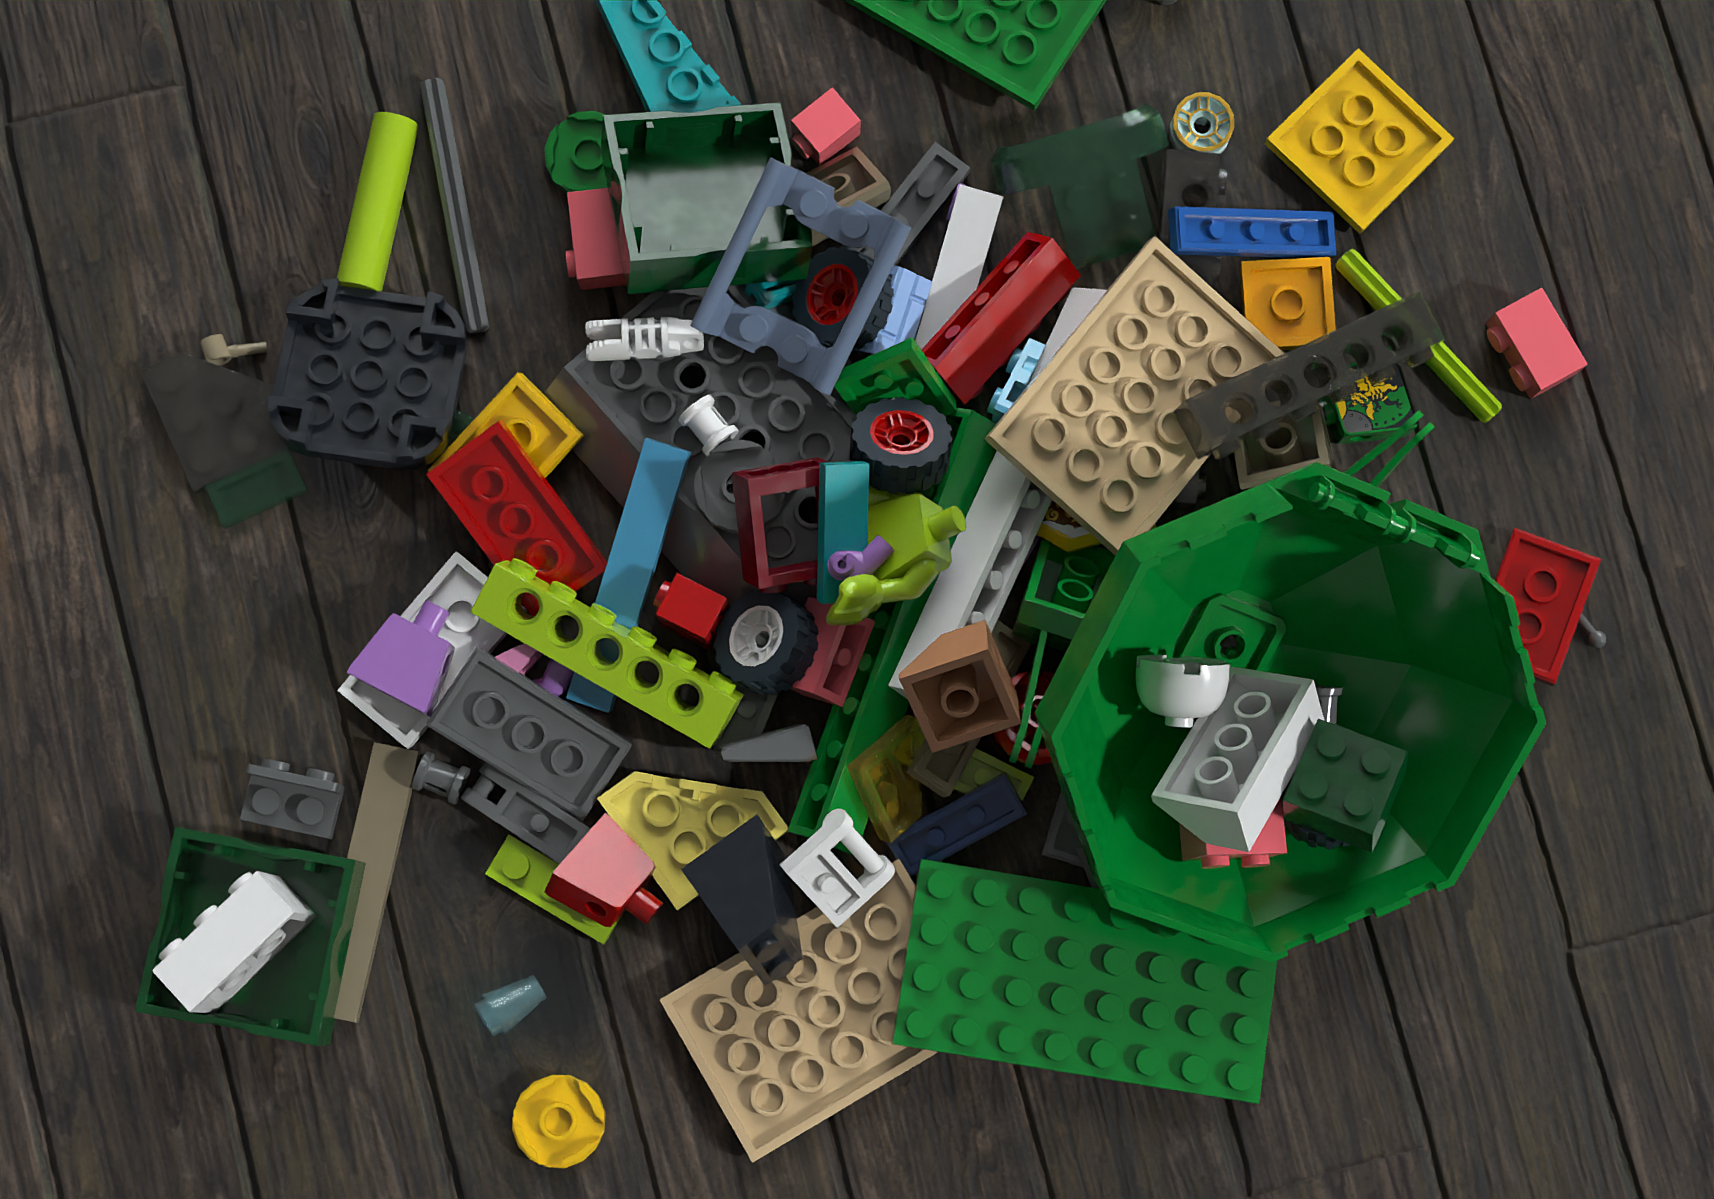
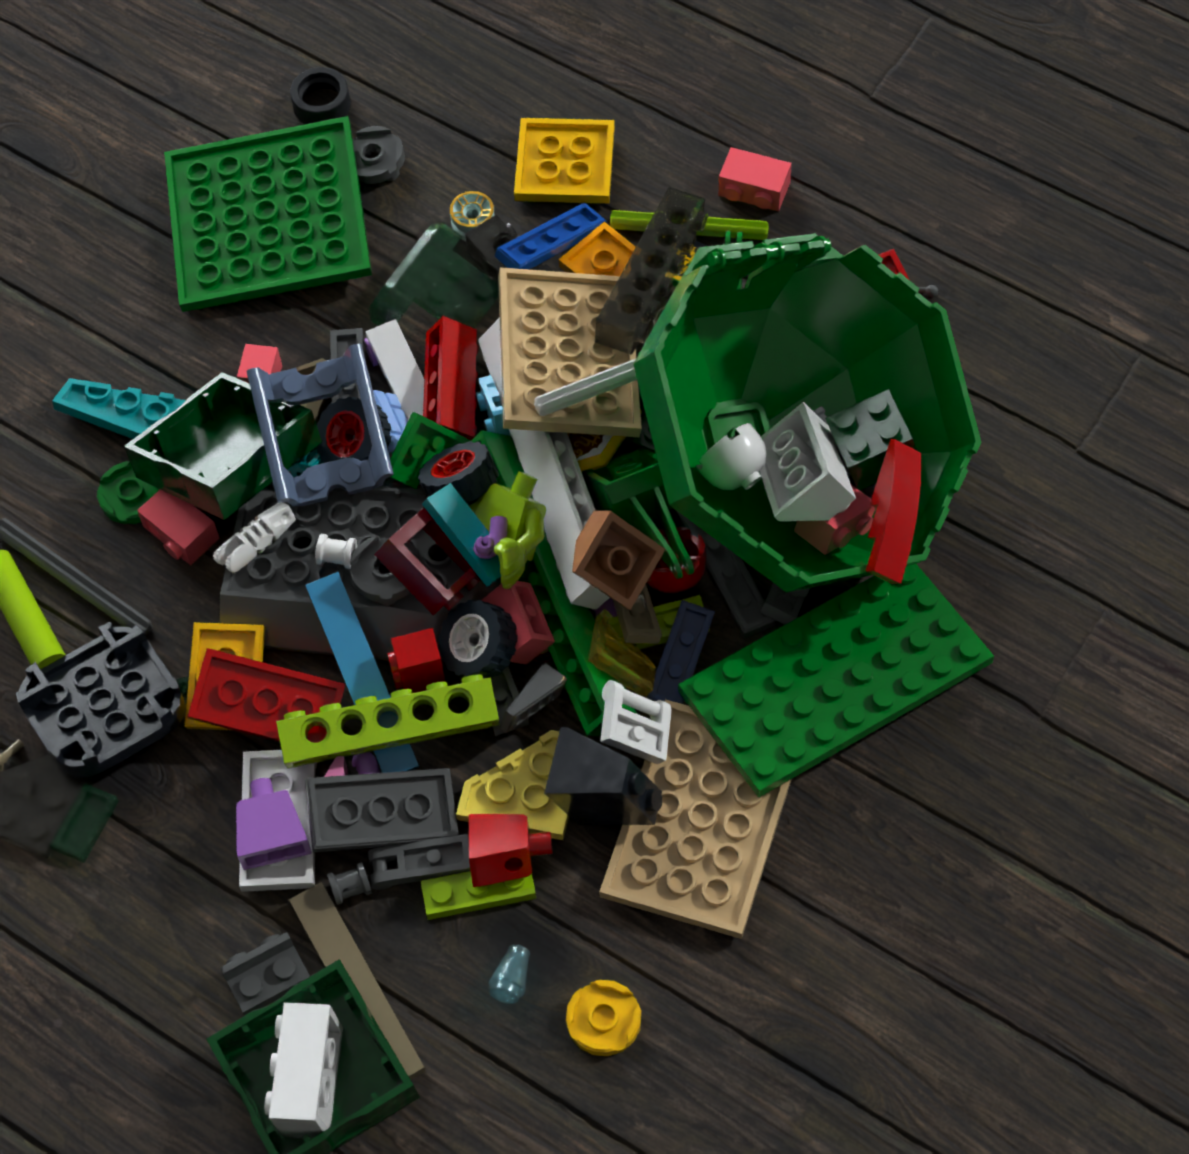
camera: 35 degrees left, 20 degrees down
(1127, 475) = (585, 388): none -> white axle
(1273, 903) = (896, 512): none -> red slope

